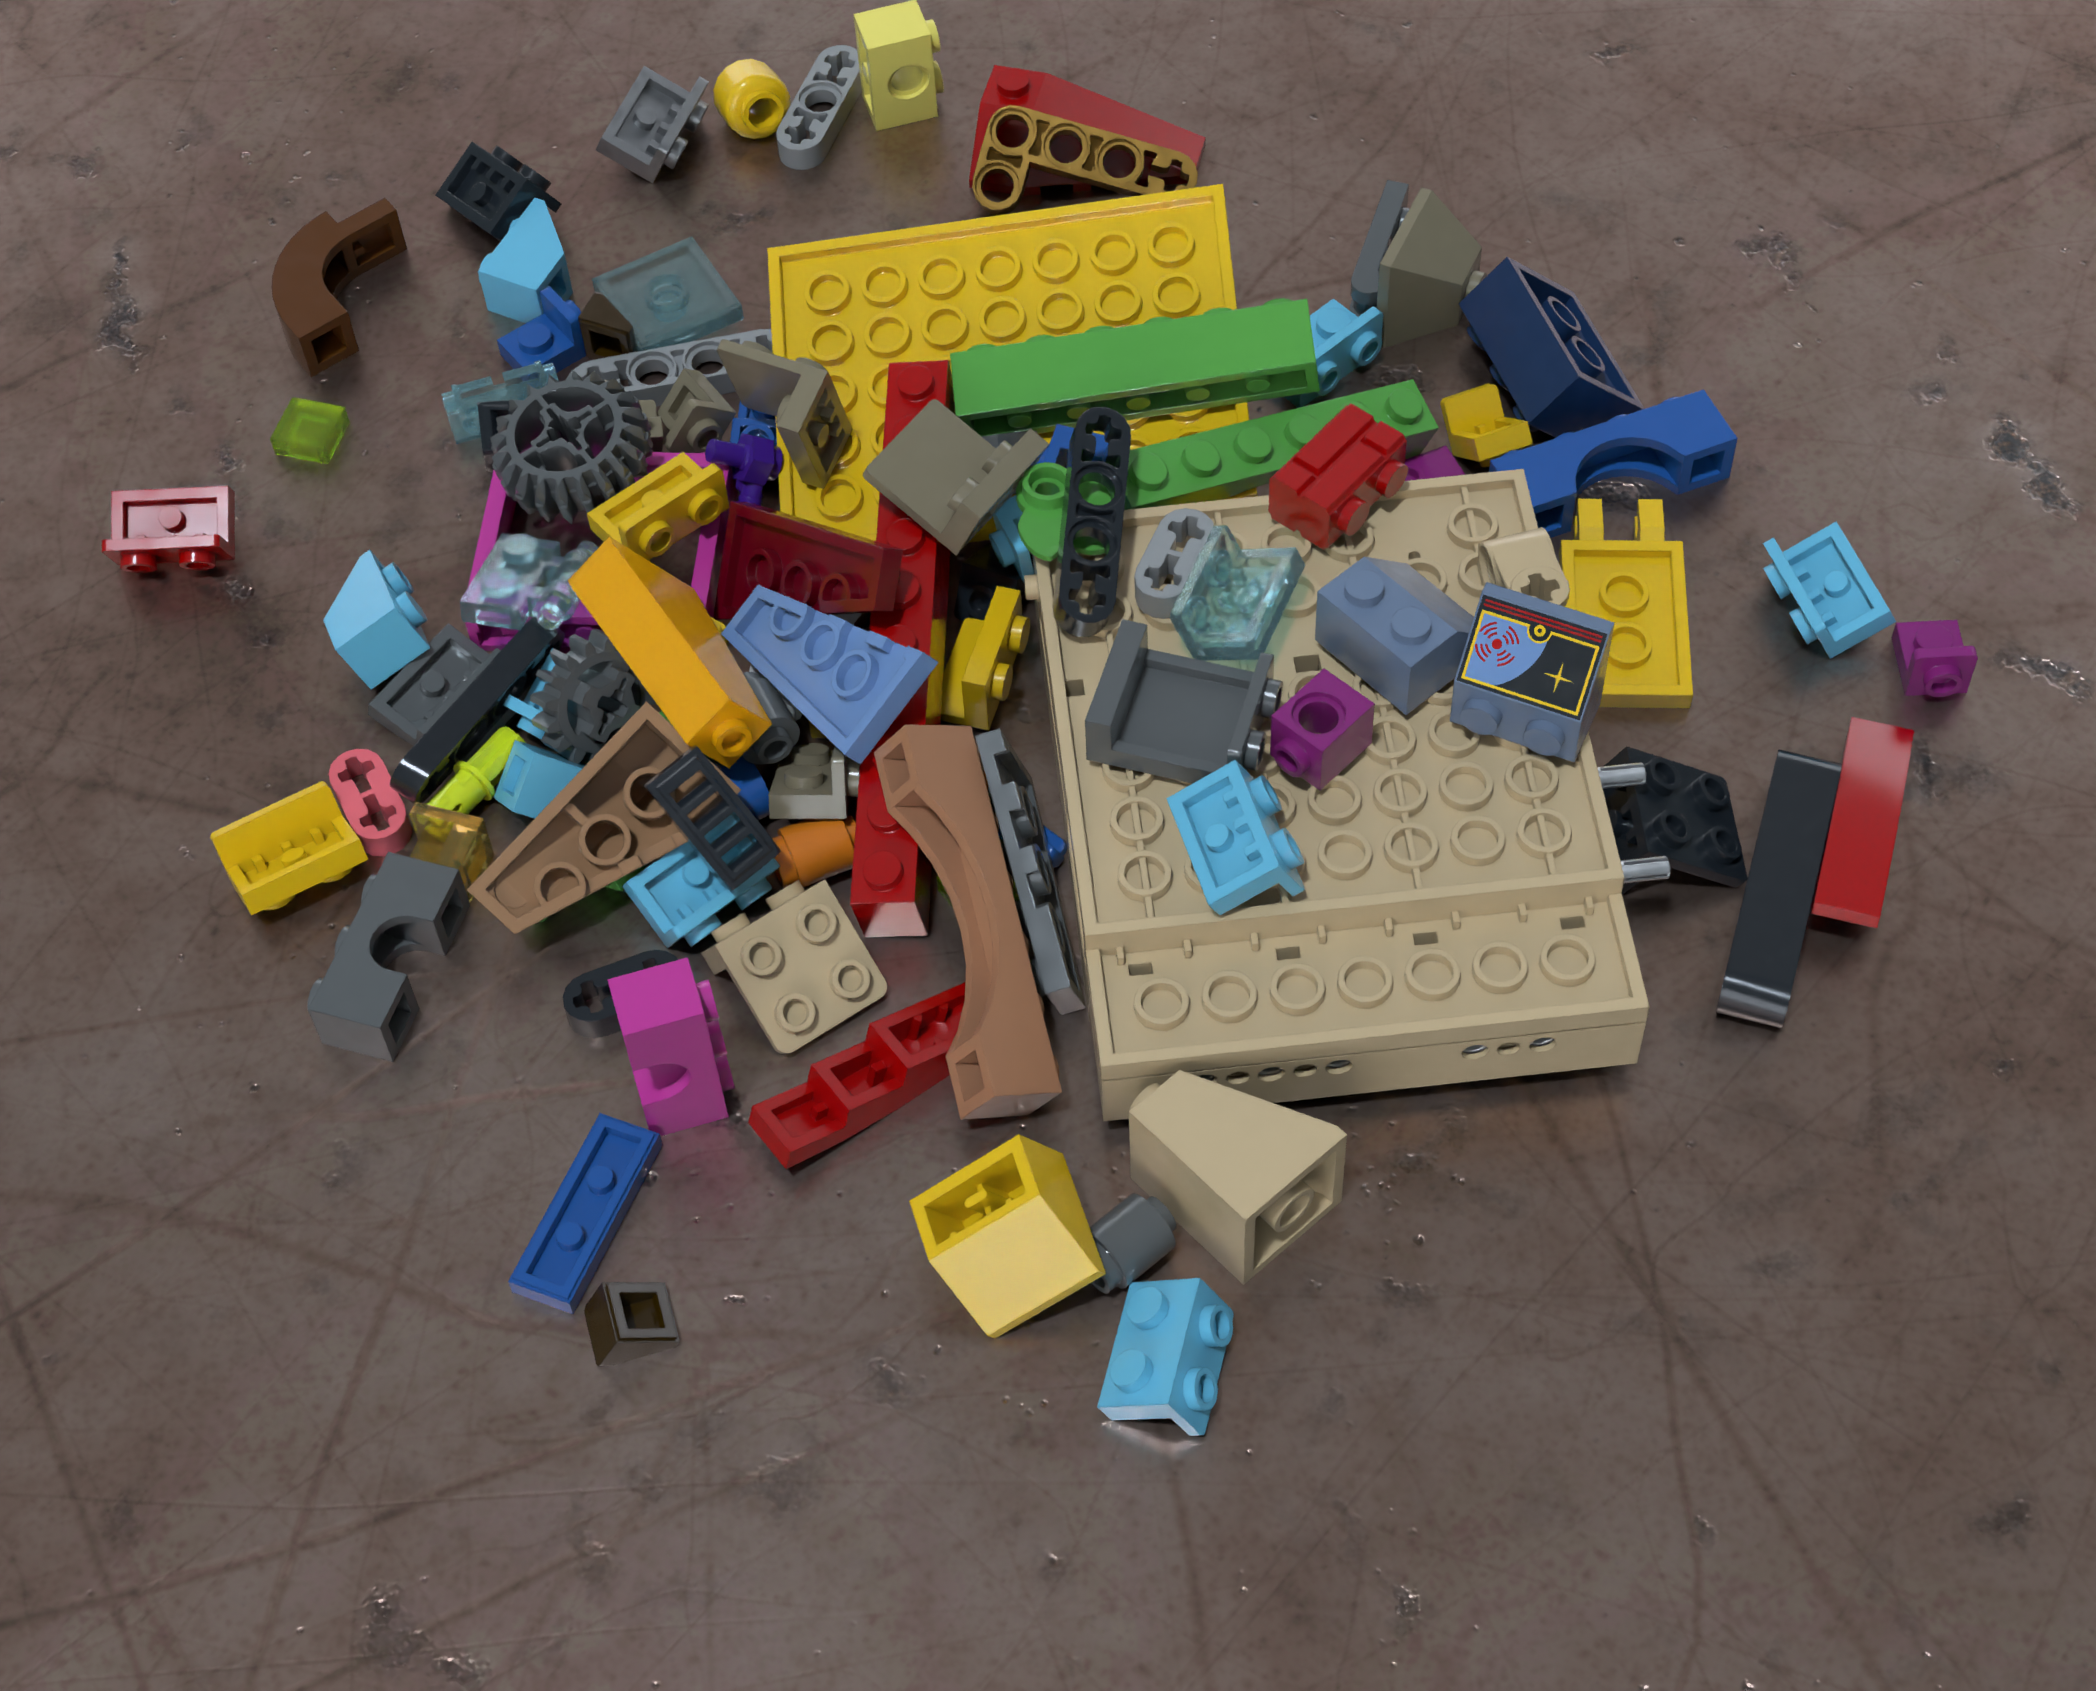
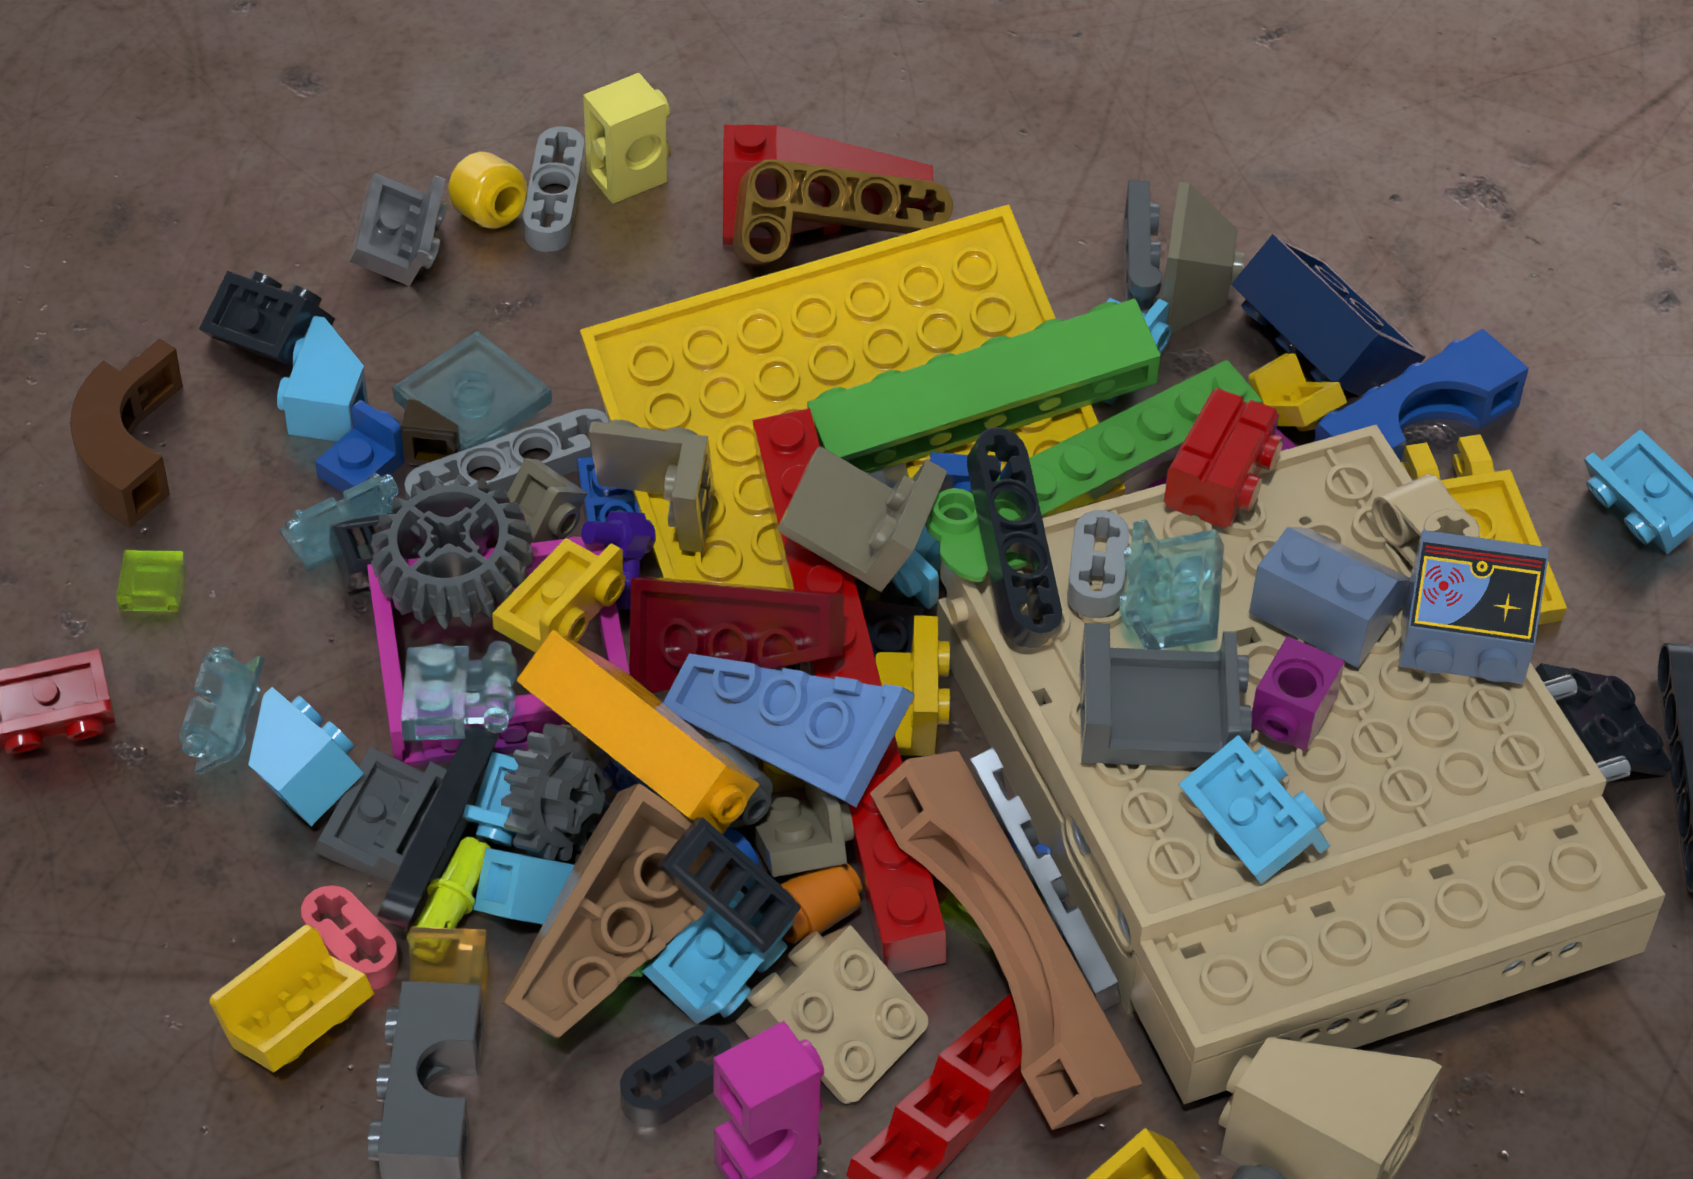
camera: 20 degrees left, 5 degrees down
(311, 580) = (217, 728): none -> clear light blue hinge

